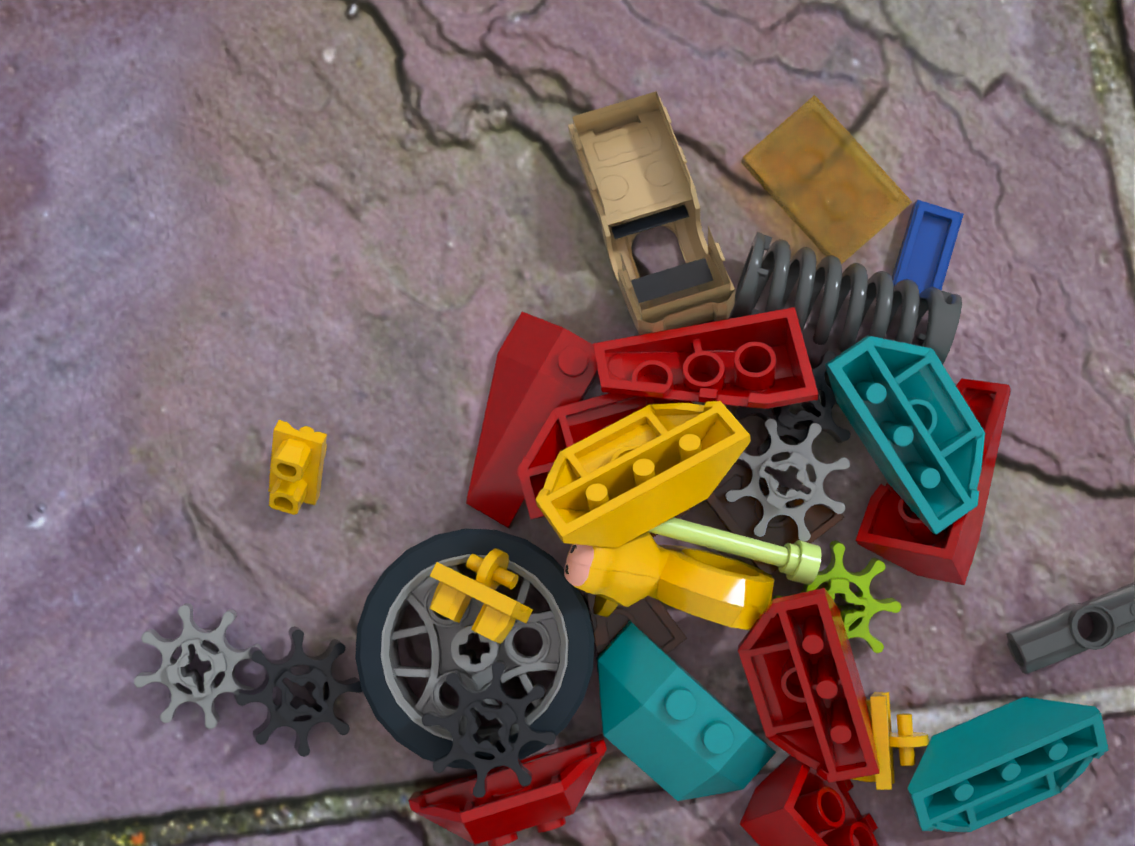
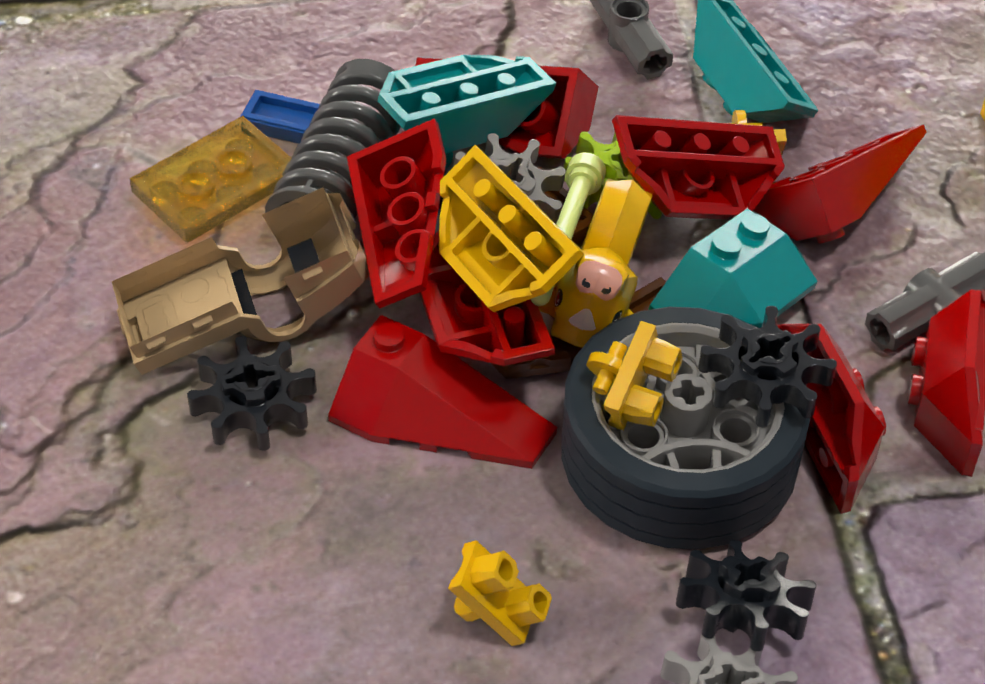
camera: 90 degrees left, 35 degrees down
(555, 232) = (252, 393): none -> black gear

